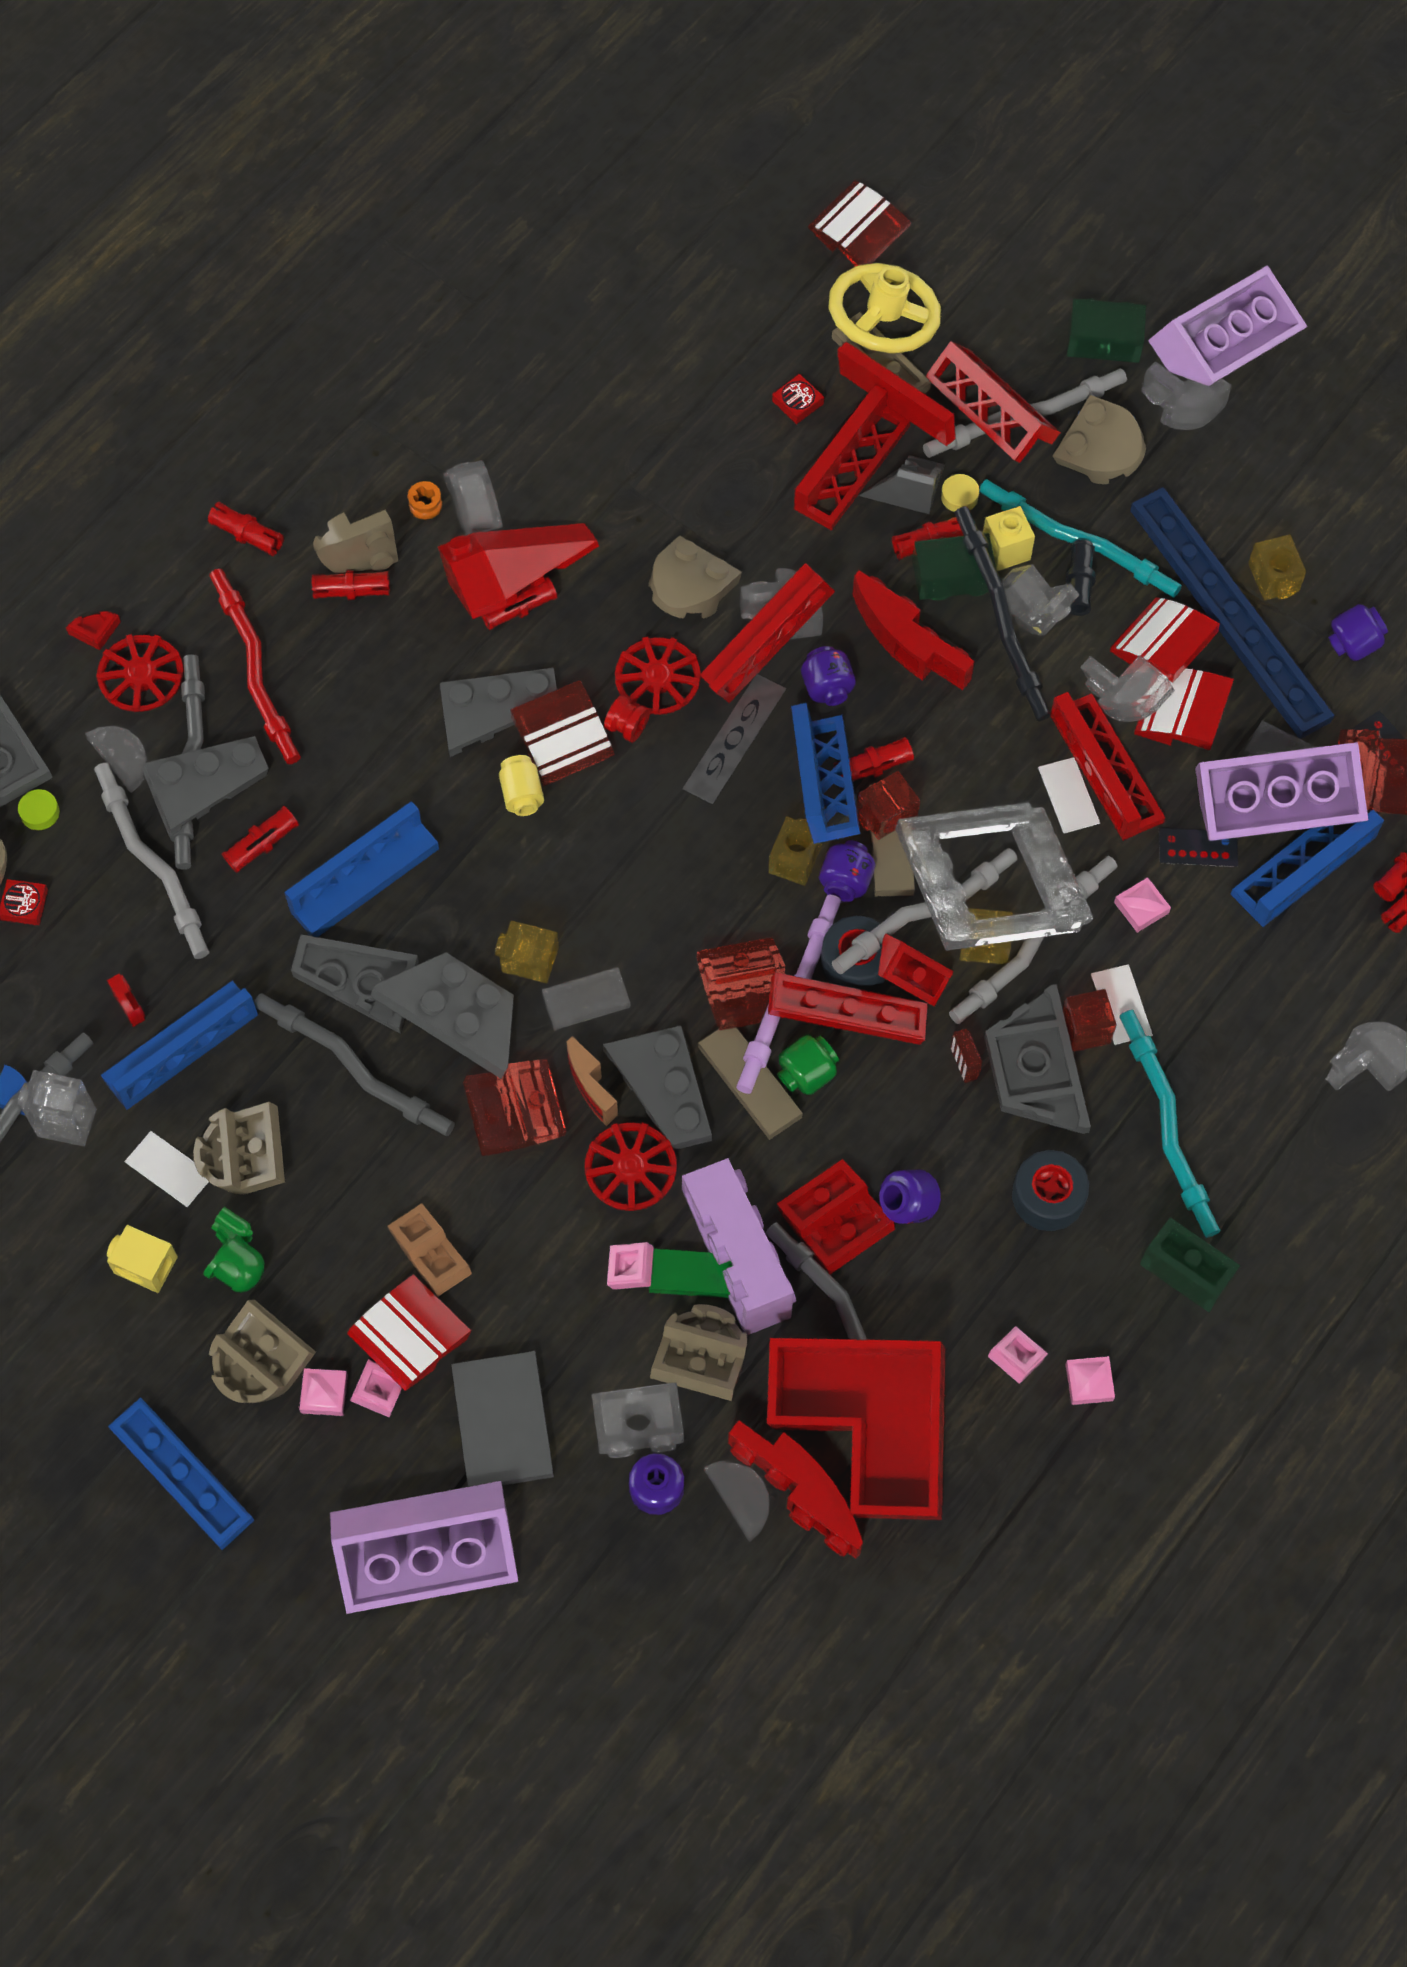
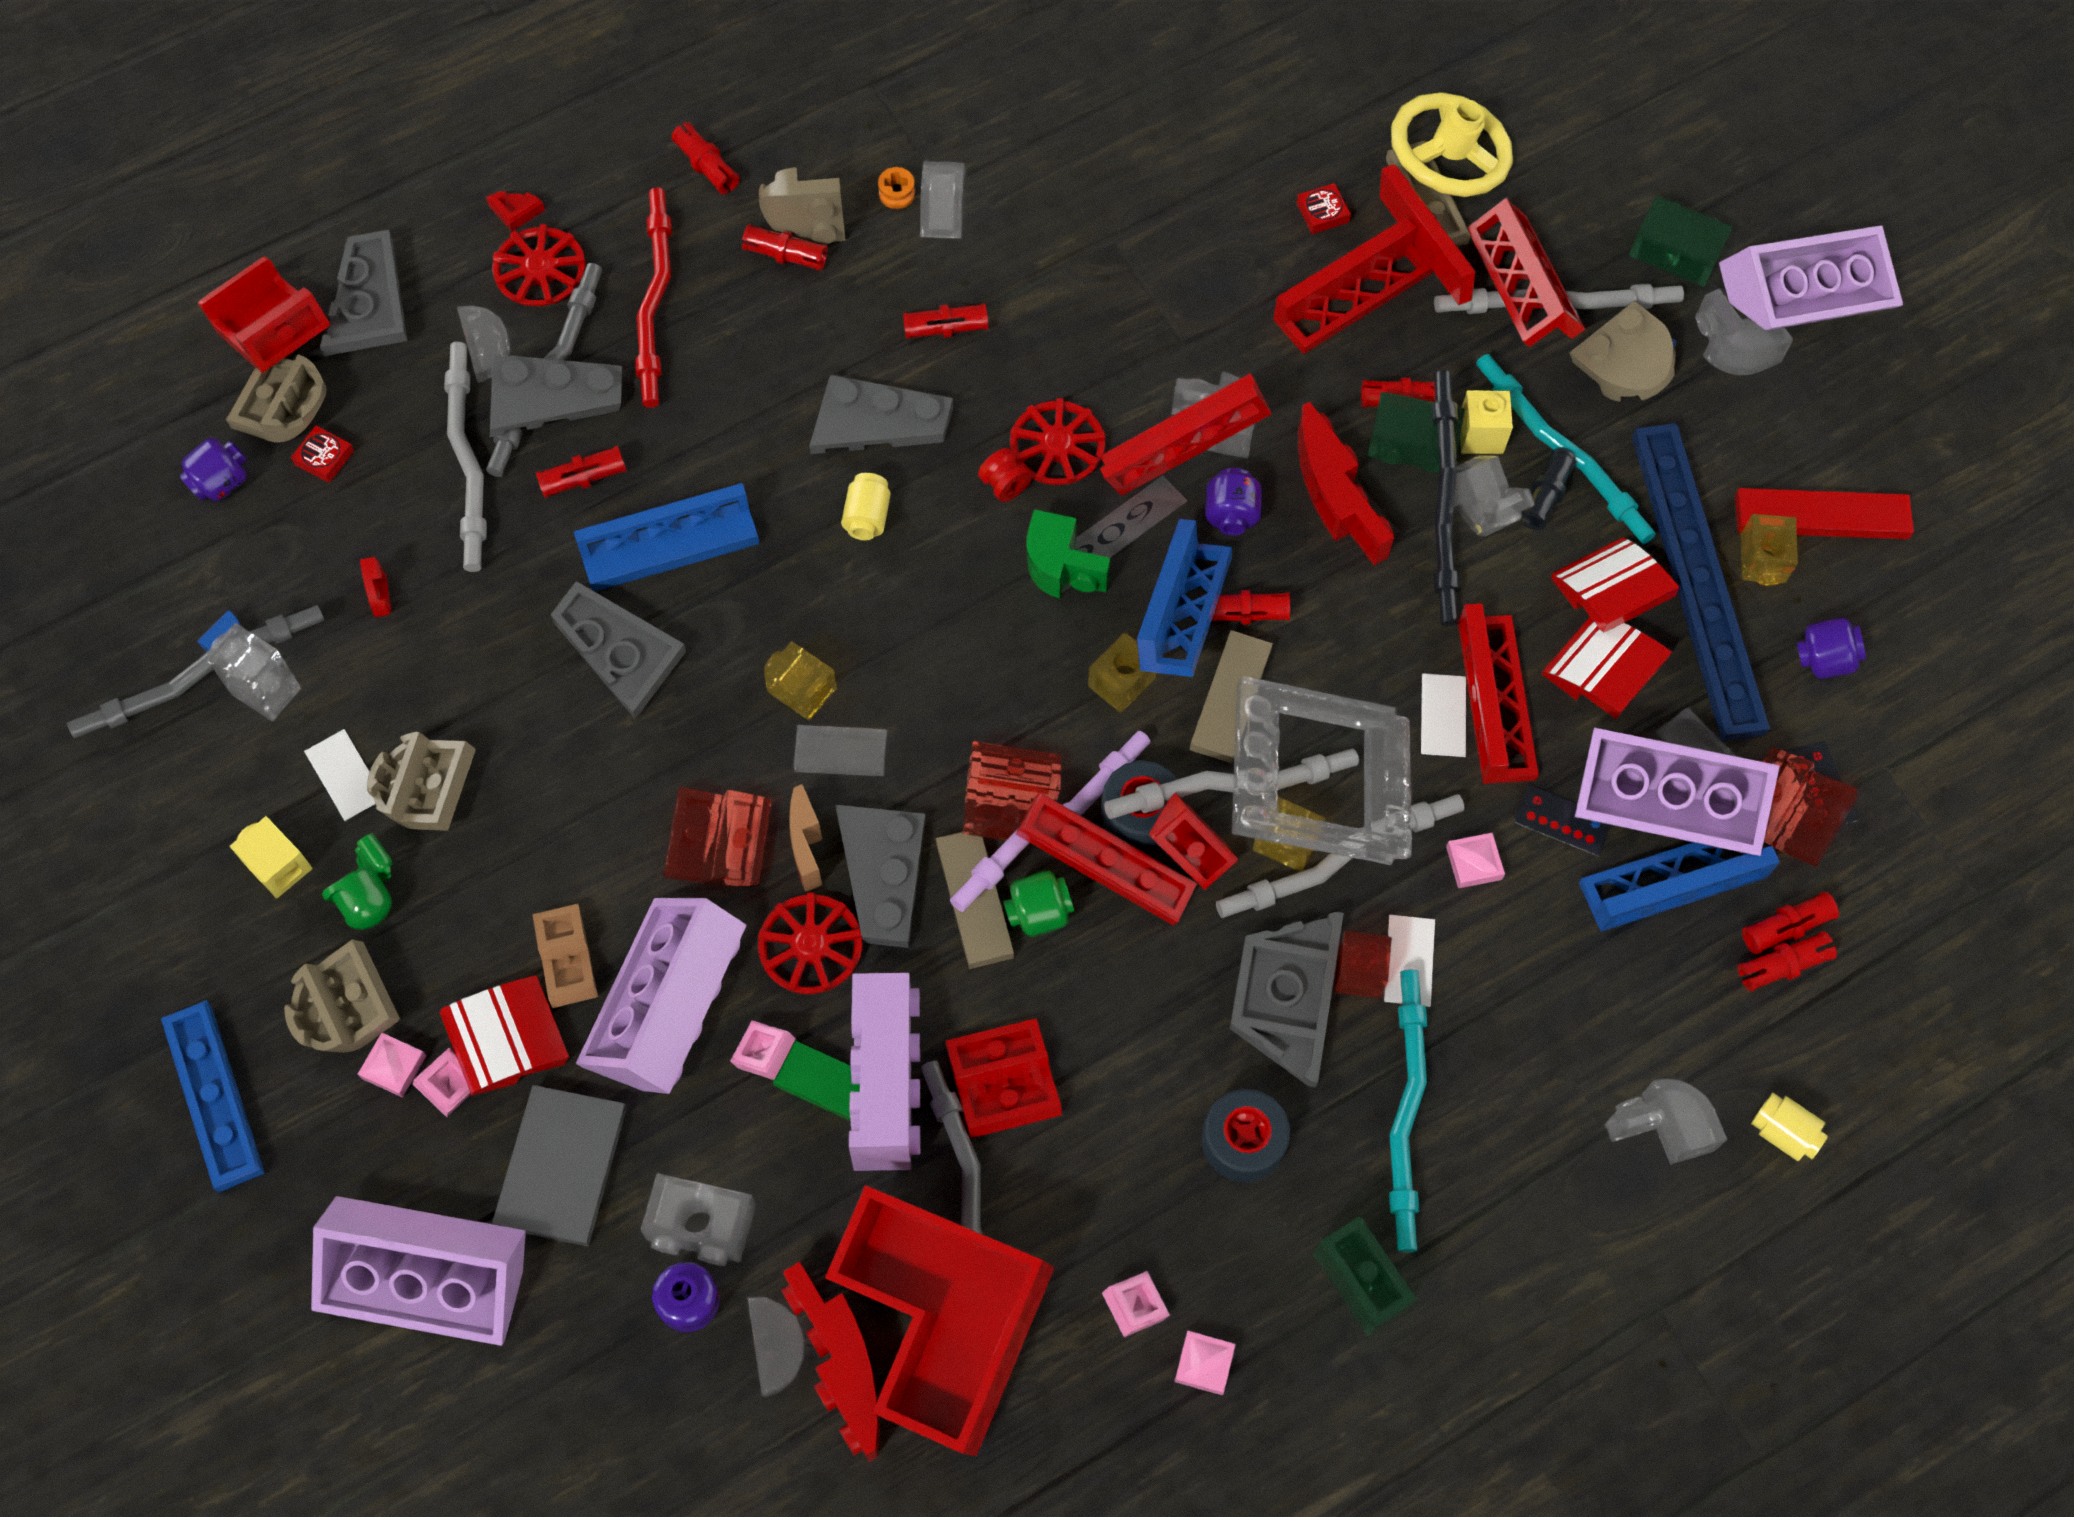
camera: 20 degrees right, 0 degrees up
(38, 809) = (379, 367): lime tile -> none
(180, 1044) = (408, 652): blue fence -> none
(413, 1108) = (612, 801): dark grey bar -> none
(455, 1008) = (697, 711): dark grey wing -> none
(495, 565) = (938, 272): red wedge -> none
(526, 1250) = (662, 993): none -> lavender slope
(562, 732) = (932, 467): slope -> none
(690, 579) = (1132, 355): dark tan slope -> none
(699, 779) = (1054, 560): none -> green brick
(701, 1351) = (797, 1171): dark tan slope -> none
(847, 870) = (1168, 712): dark purple head -> none
(859, 224) = (1461, 53): clear red slope -> none
(885, 803) = (1235, 655): clear red brick -> none
(909, 486) = (1405, 334): dark grey slope -> none
(909, 1196) = (1088, 1085): dark purple head -> none
(959, 491) = (1456, 357): light yellow tile -> none
(966, 1055) = (1214, 954): clear red tile -> none
(1132, 695) = (1551, 631): clear brick -> none
(1312, 520) = (1830, 512): none -> red tile

